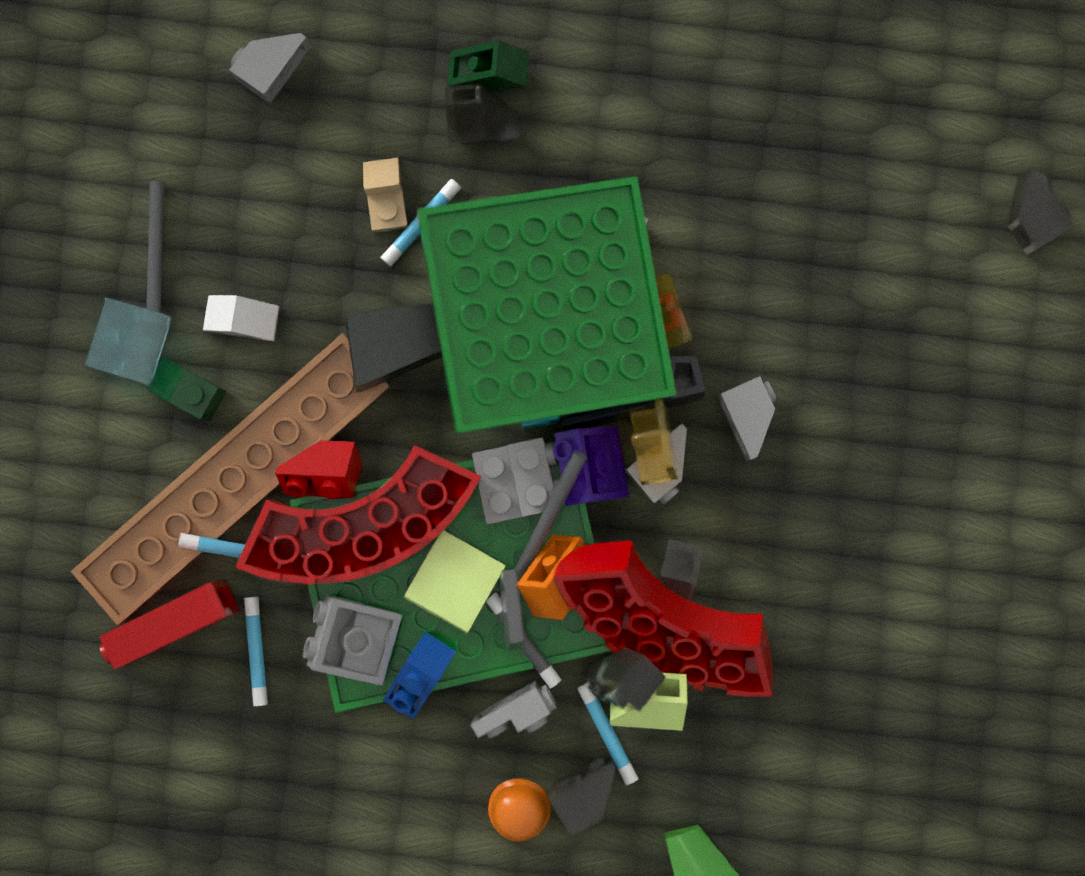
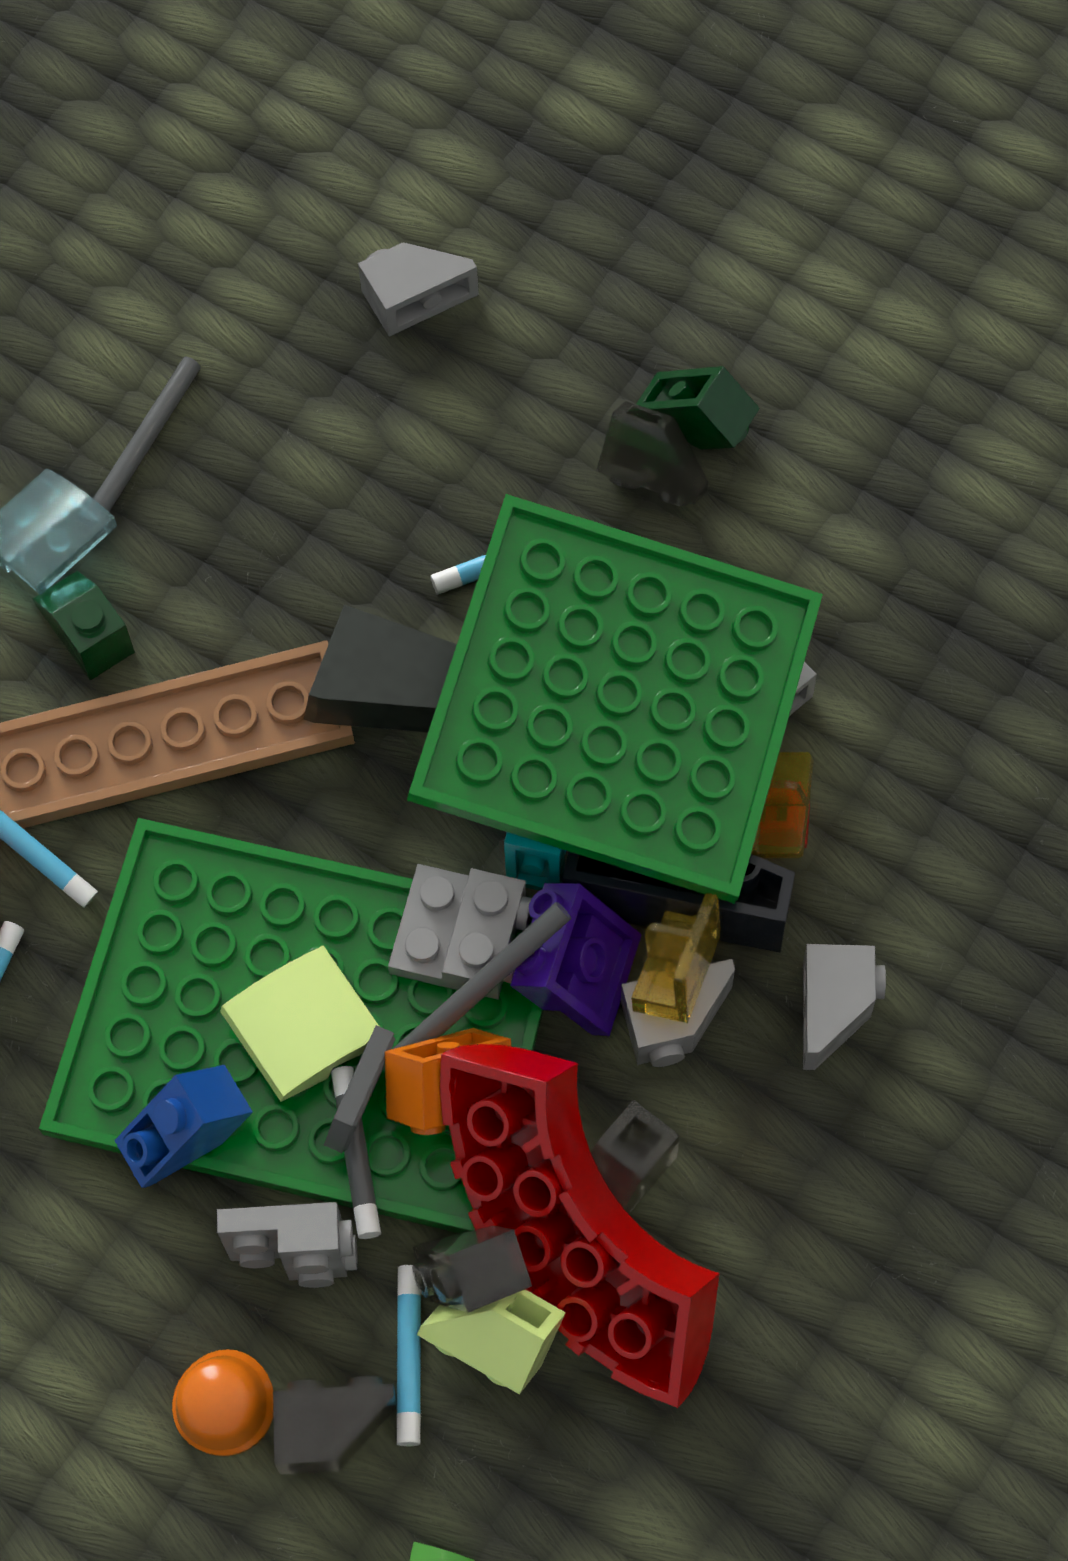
camera: 30 degrees right, 20 degrees down
(241, 317) = (207, 566): white slope -> none
(322, 470) = (202, 797): red slope -> none
(352, 639) = (119, 1030): light grey plate -> none
(362, 535) = (215, 890): red brick -> none
(384, 195) = (476, 503): tan slope -> none

